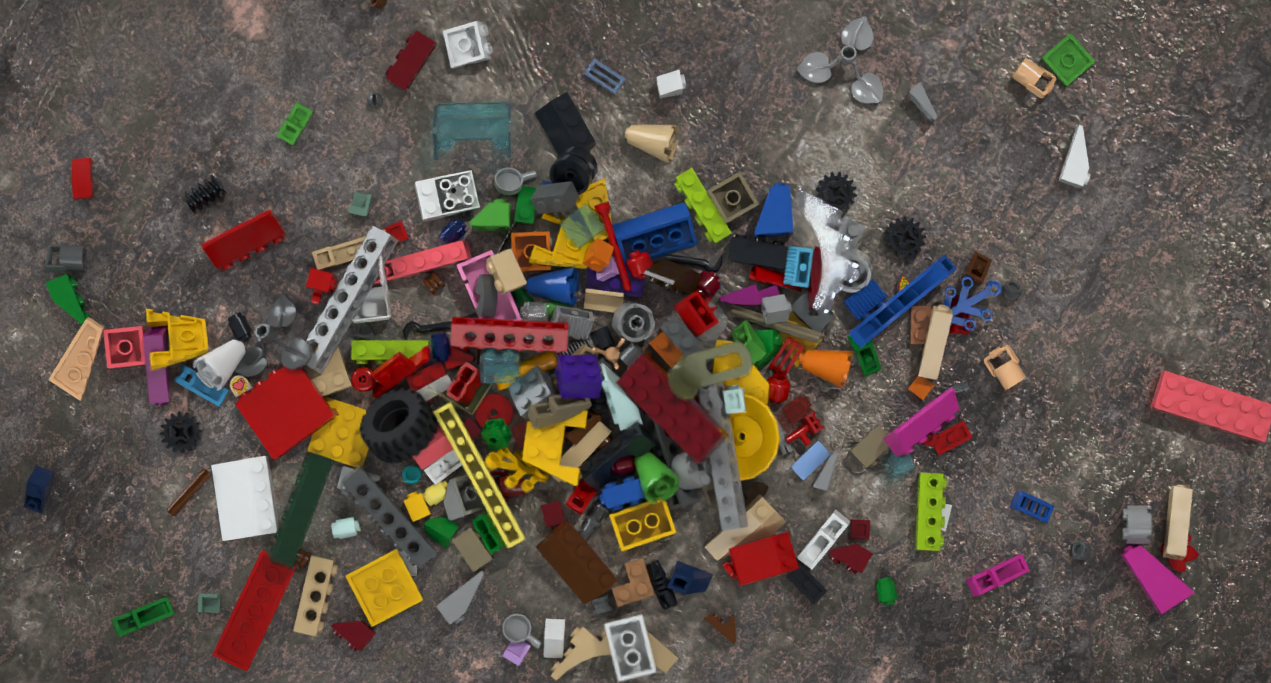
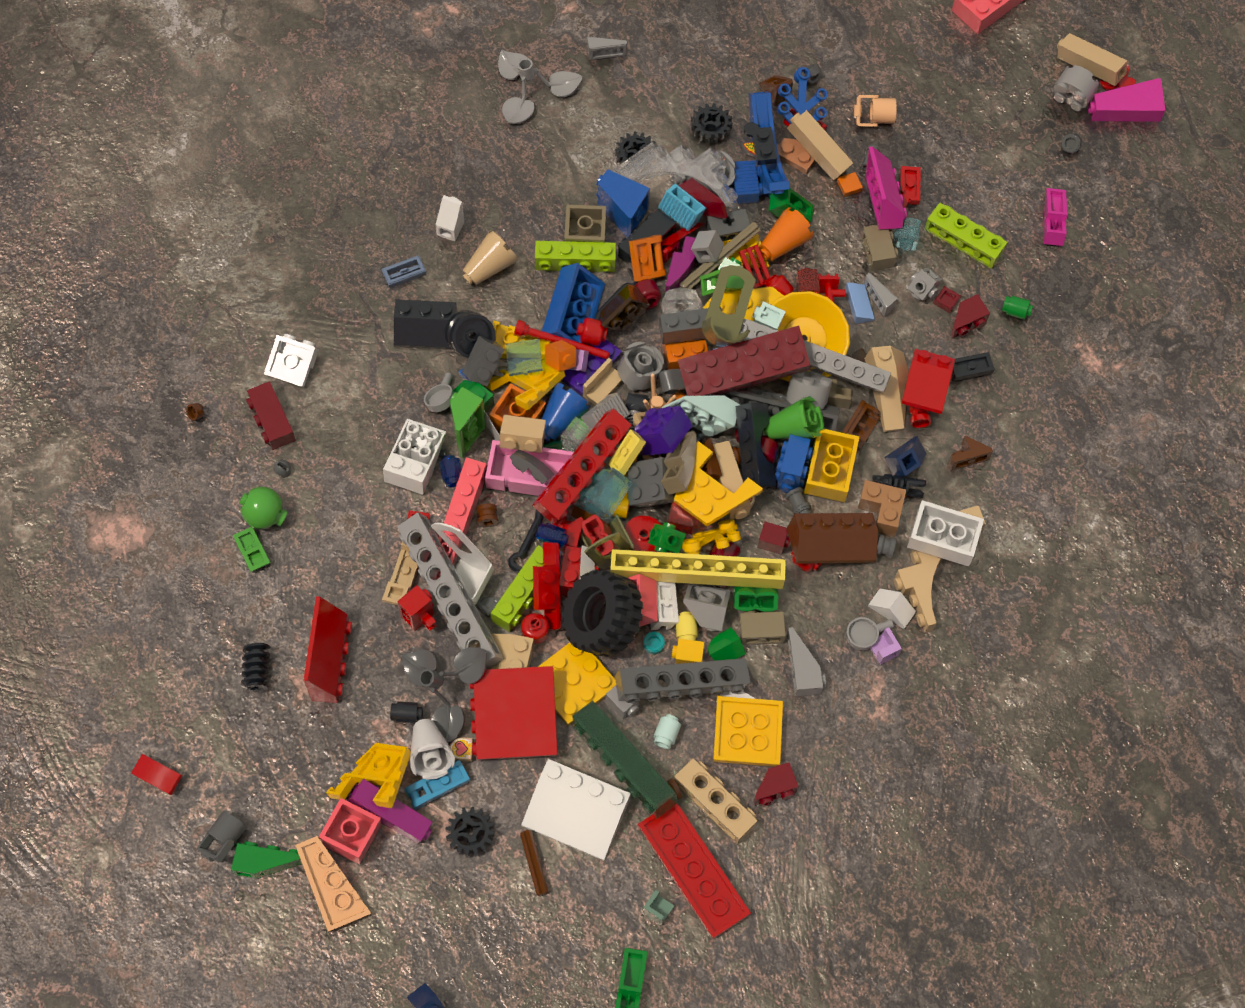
camera: 60 degrees left, 20 degrees down
(328, 111) = (262, 508): none -> bright green brick
(361, 205) = (370, 536): sand green panel -> none
(472, 122) = (368, 393): clear light blue windscreen -> none
(541, 362) = (627, 452): none -> light yellow plate
(581, 497) = (773, 503): red slope -> none
(695, 525) = (862, 422): none -> reddish brown hinge
(696, 313) = (669, 299): red brick -> none
(731, 263) = (643, 260): none -> orange plate
(823, 539) = (938, 329): white slope -> none
(857, 505) = (924, 284): none -> light grey brick
(900, 296) = (762, 142): none -> black hinge
(1016, 502) = (1001, 168): blue slope -> none

